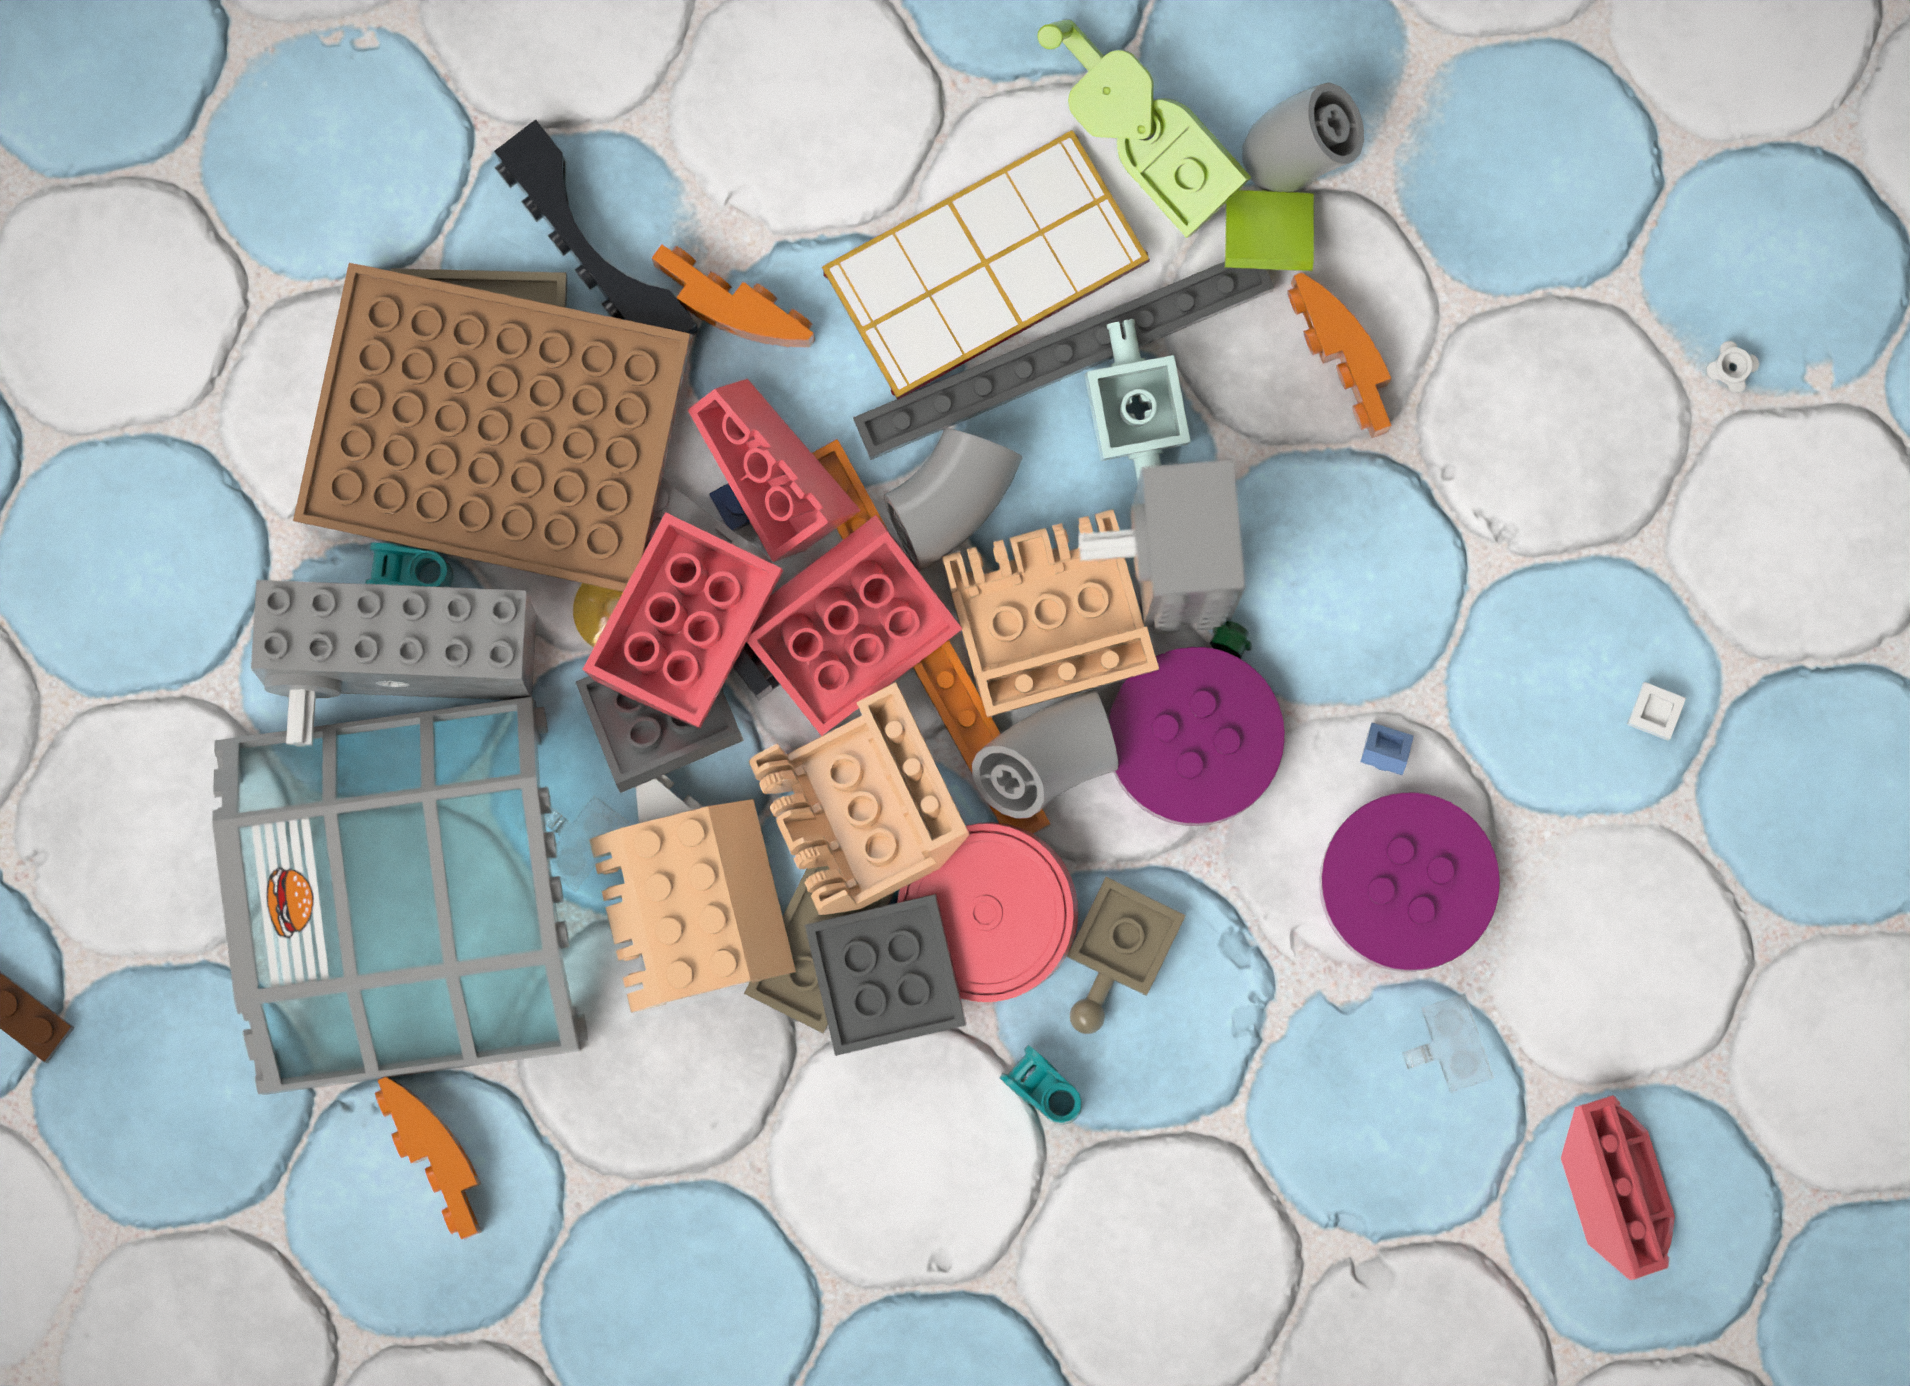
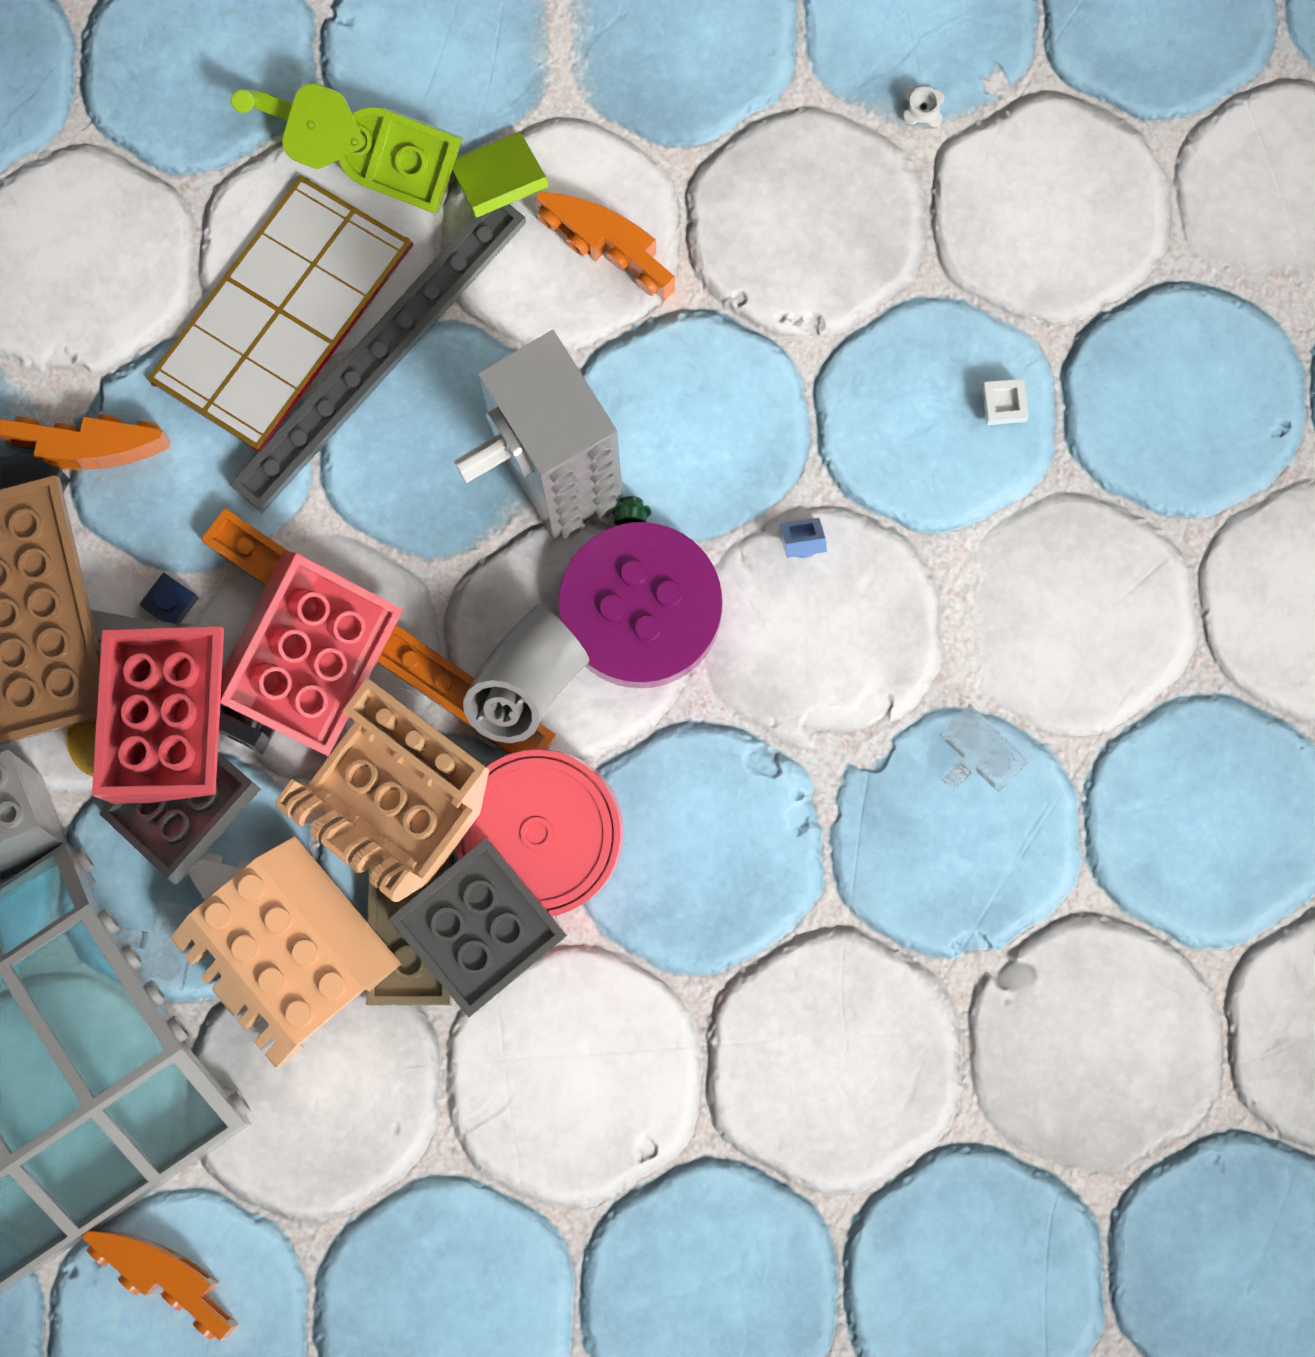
camera: 25 degrees left, 5 degrees down
(770, 470) = (179, 558): coral wedge -> none
(950, 495) = (339, 503): light grey brick -> none
(1041, 1085) = (657, 957): teal piece -> none
(1048, 619) = (470, 565): light nougat slope -> none
(1123, 942) = (665, 802): dark tan plate -> none
(1154, 384) = (432, 355): light aqua brick -> none
(1303, 139) = (488, 85): light grey brick -> none
(1409, 882) = (876, 636): magenta brick -> none
(1618, 1188) = (1179, 801): coral wedge -> none

